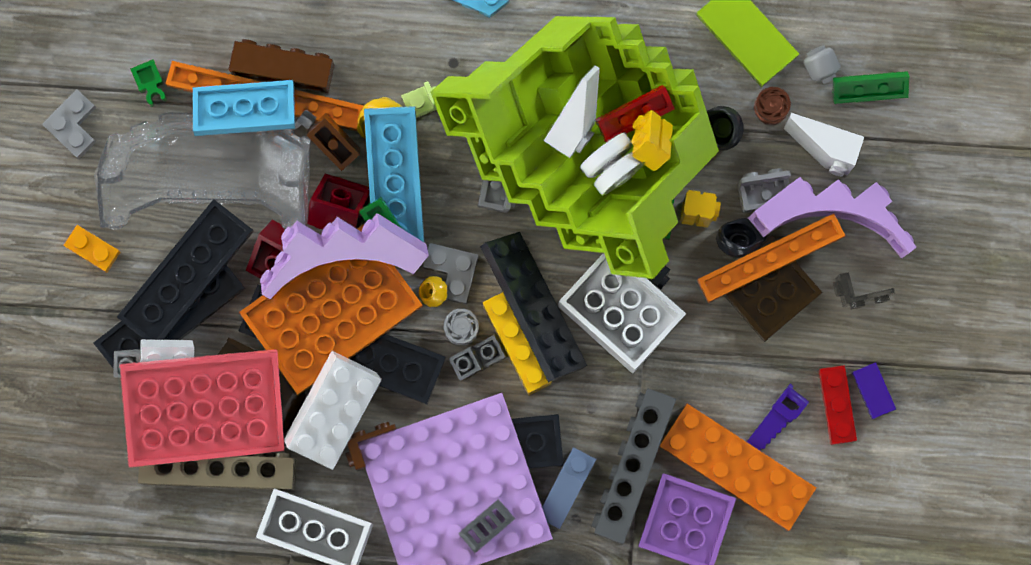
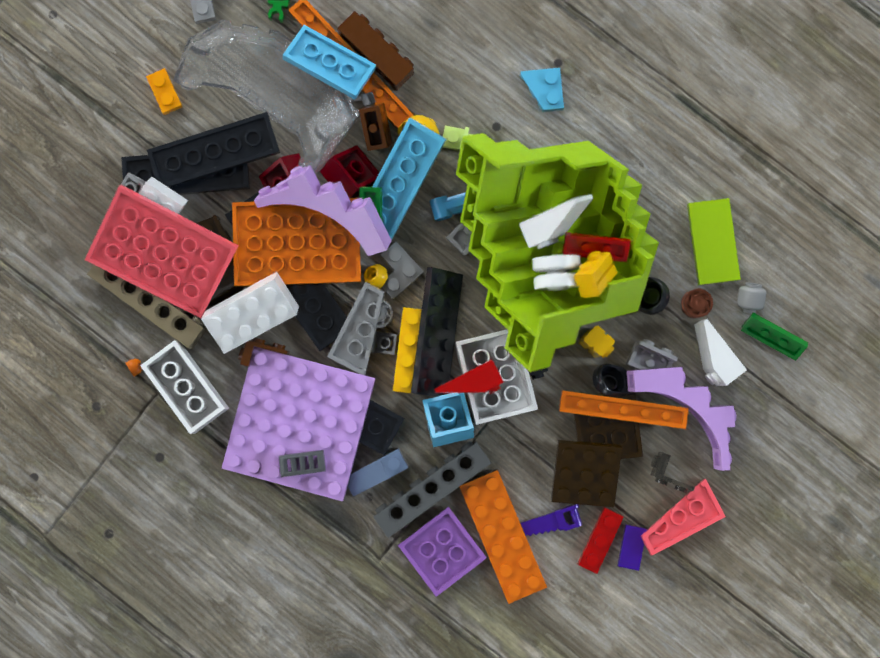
camera: 25 degrees right, 5 degrees up
(248, 546) = (134, 366): none -> orange hinge
(454, 359) = (357, 335): none -> light grey wing
(457, 176) = (446, 207): none -> dark azure piece
(603, 384) = (448, 419): none -> medium azure slope
(605, 325) = (478, 380): none -> red slope
(777, 347) = (586, 473): none -> dark brown plate
(907, 322) = (685, 518): none -> coral wing

